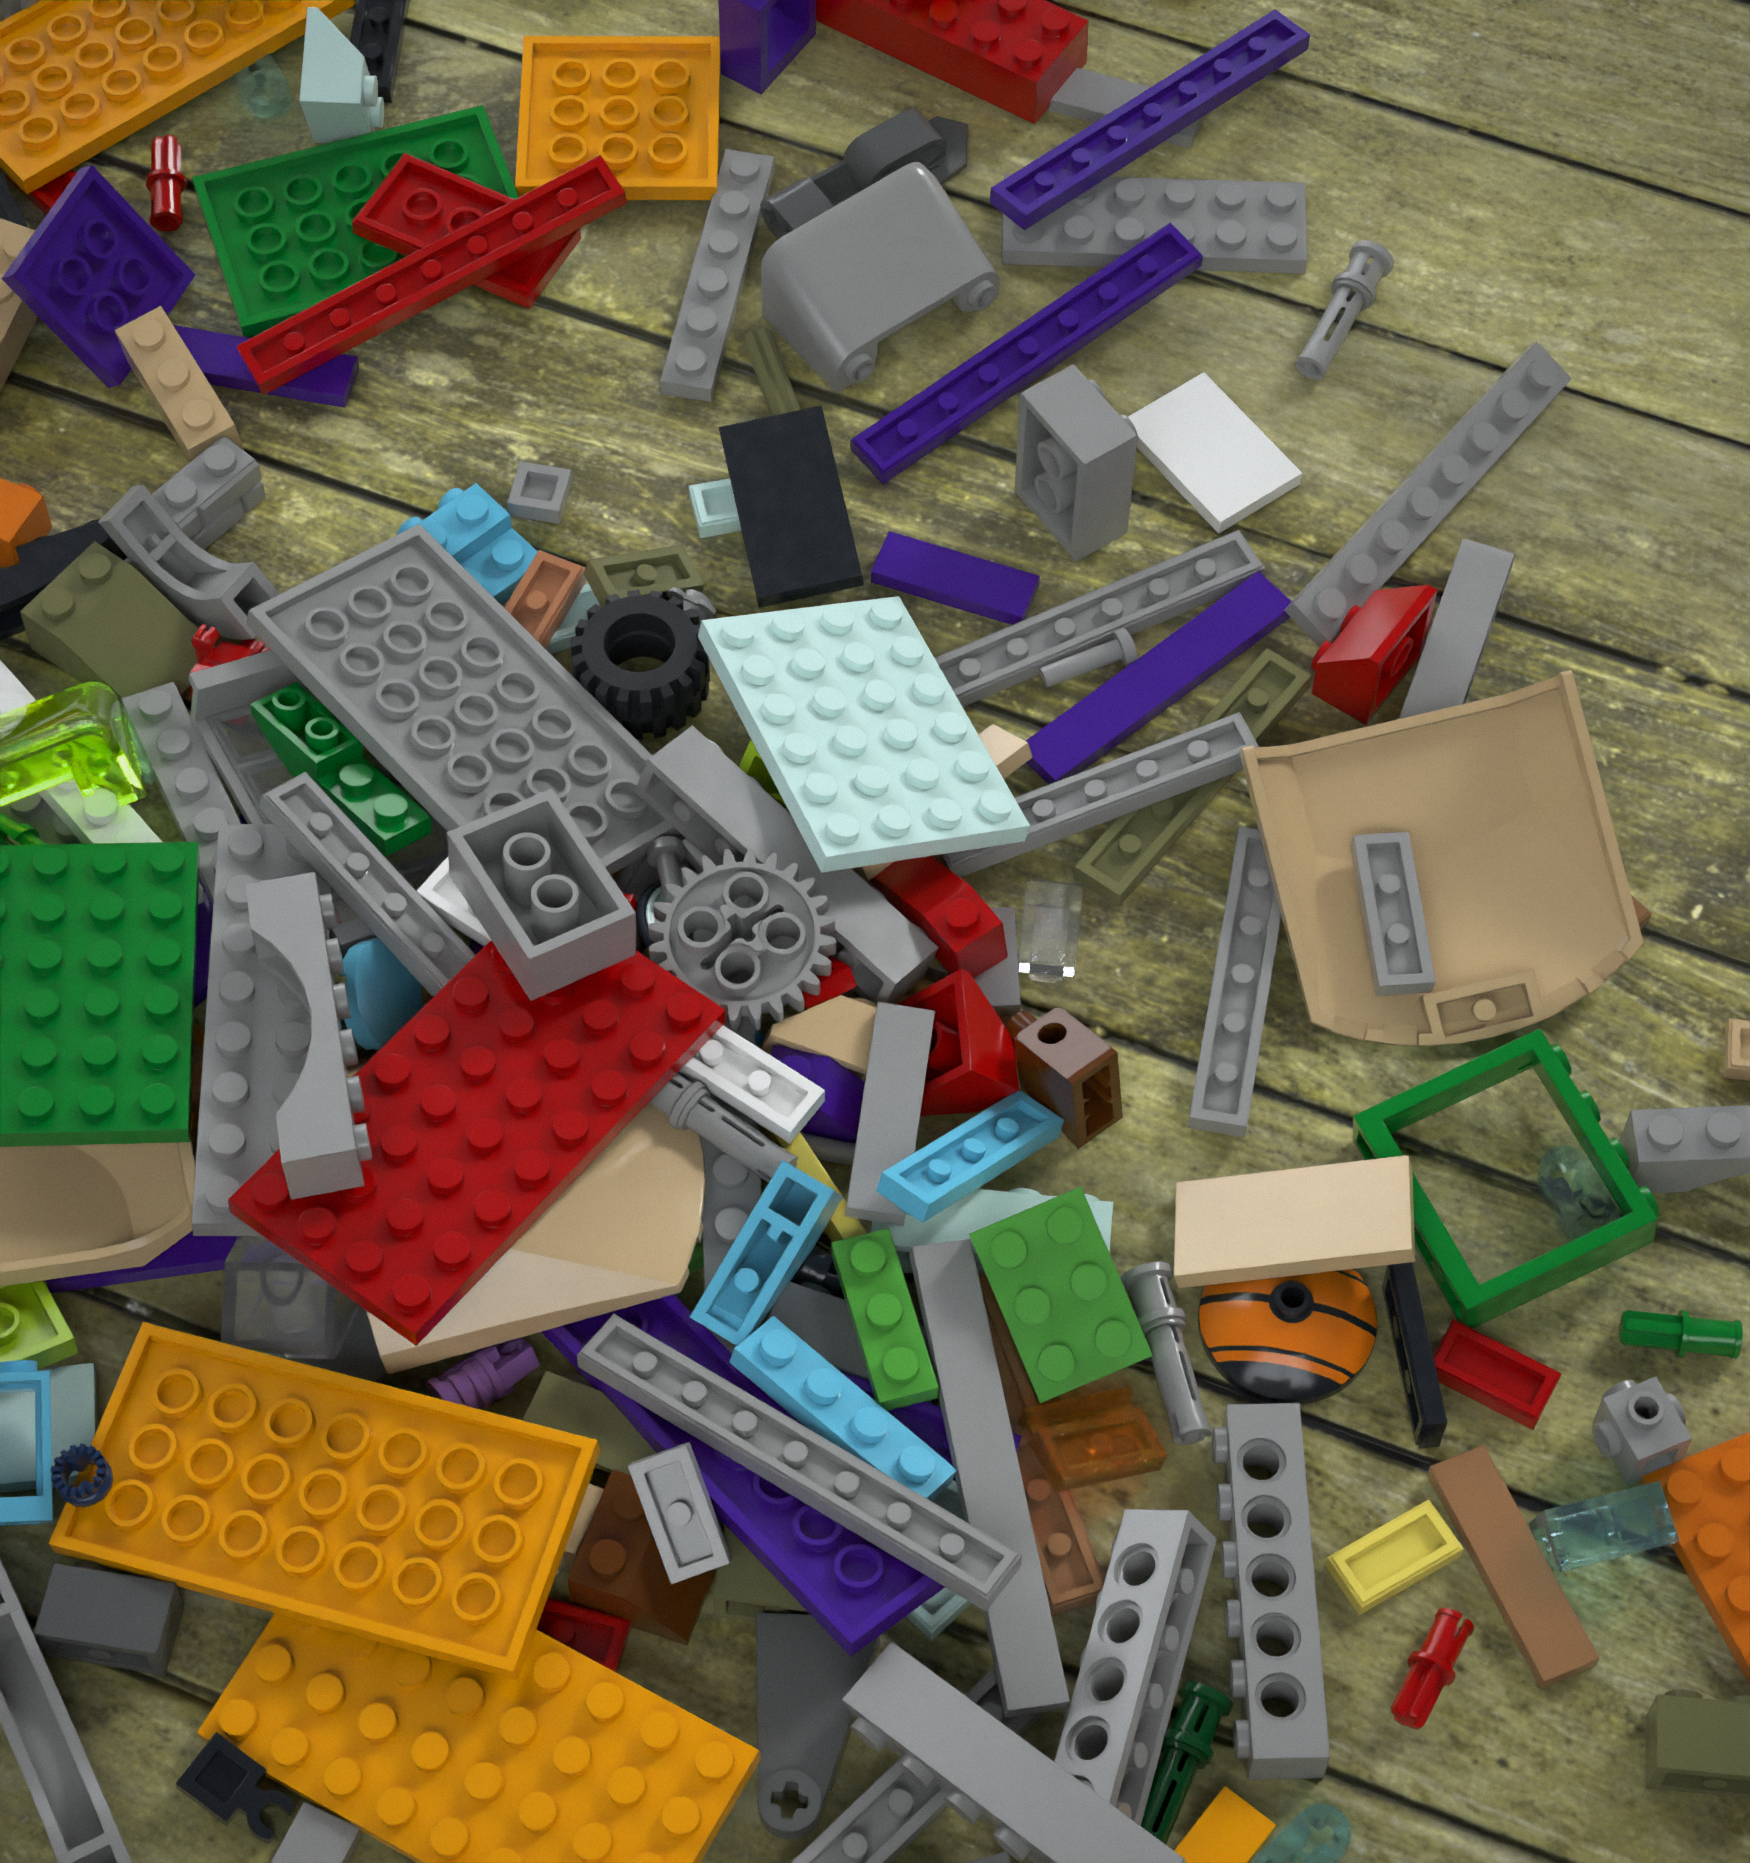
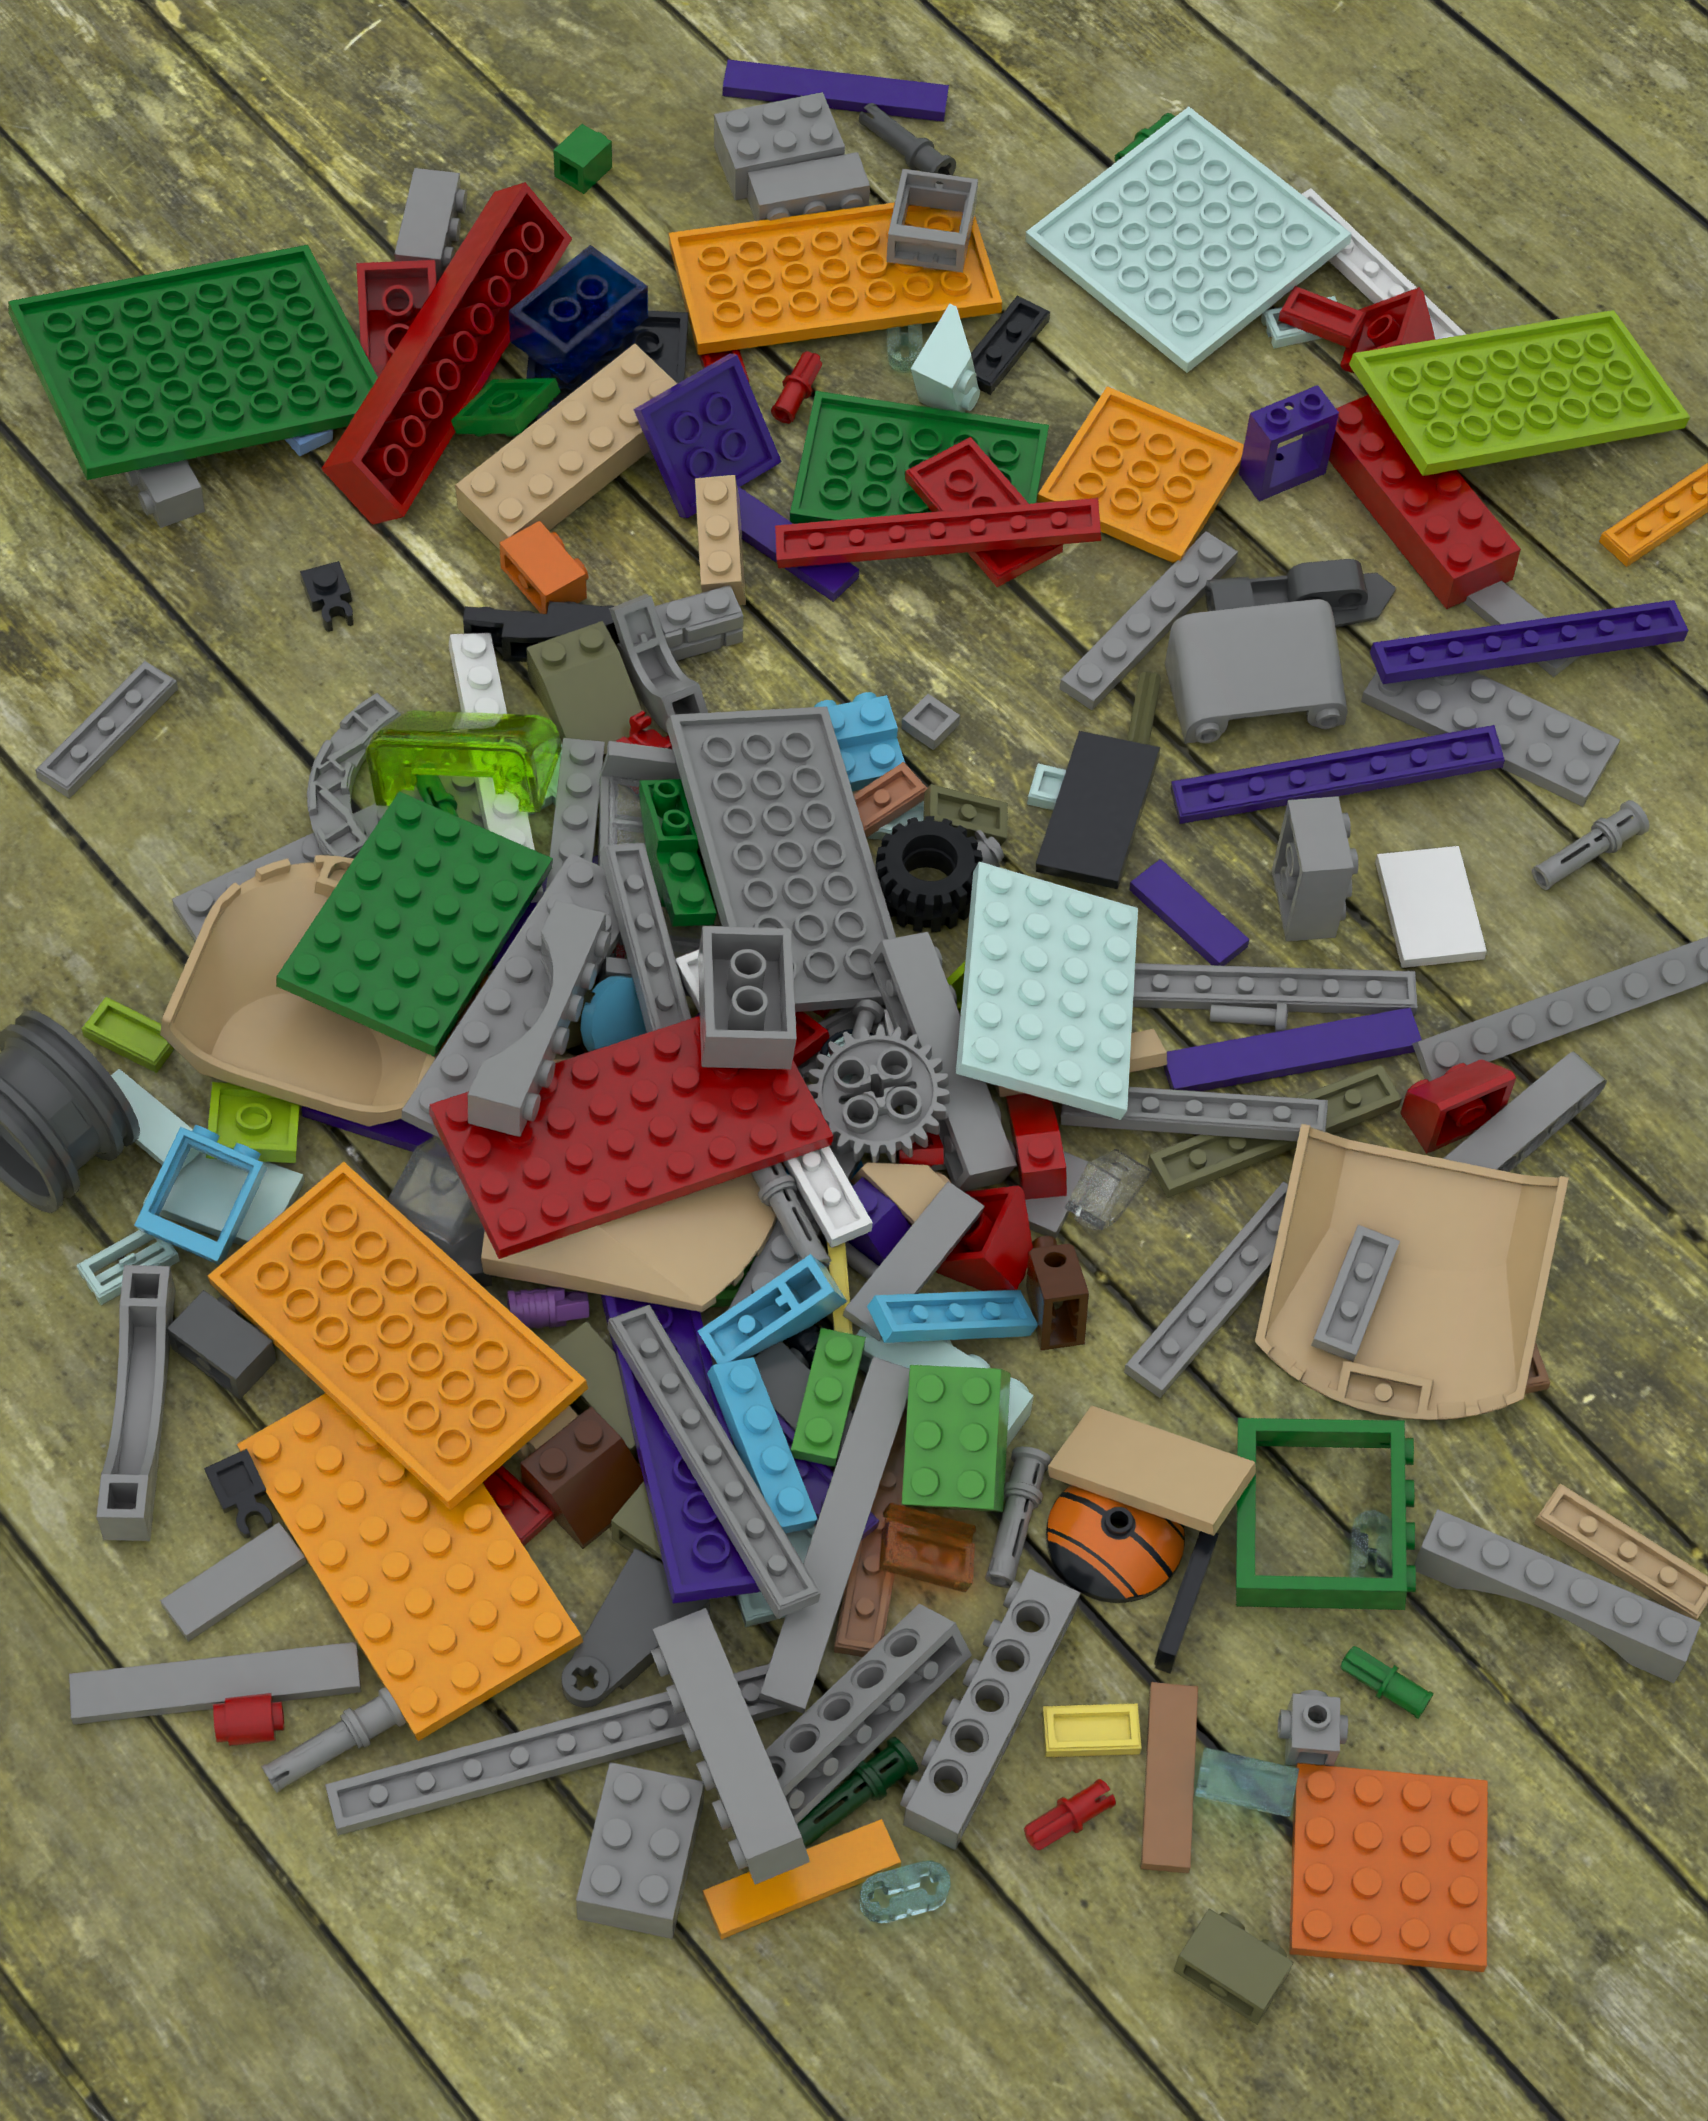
camera: 25 degrees right, 0 degrees up
(77, 1460) = (253, 1230): dark blue bush -> none
(680, 1513) = (615, 1455): light grey plate -> none
(1494, 1374) = (1236, 1643): red tile -> none

